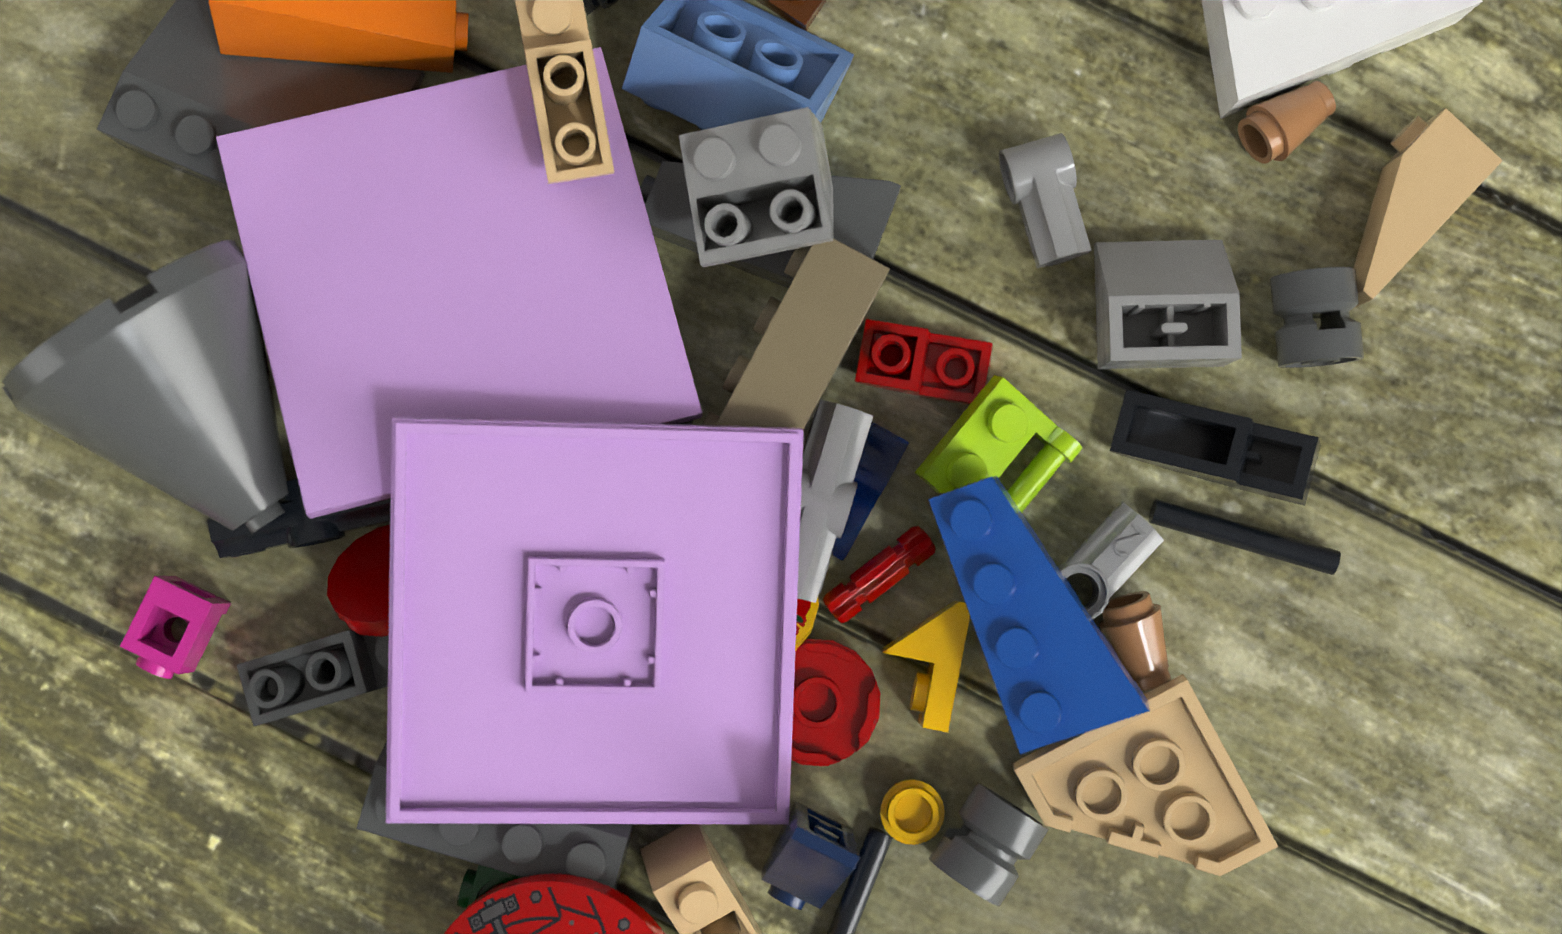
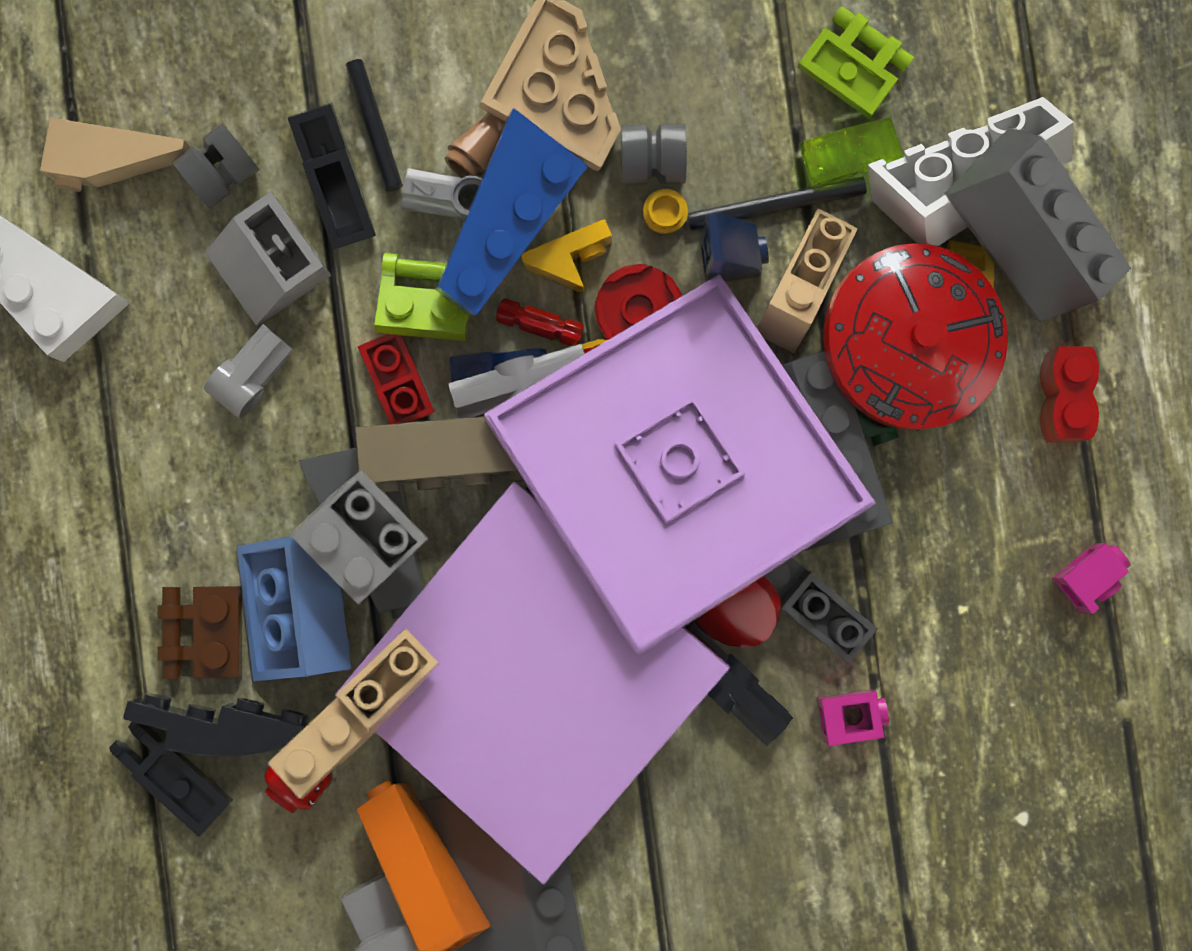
camera: 120 degrees left, 0 degrees up
(170, 388) = (711, 801): dark grey cone -> none
(1285, 121) = (109, 261): medium nougat cone -> none

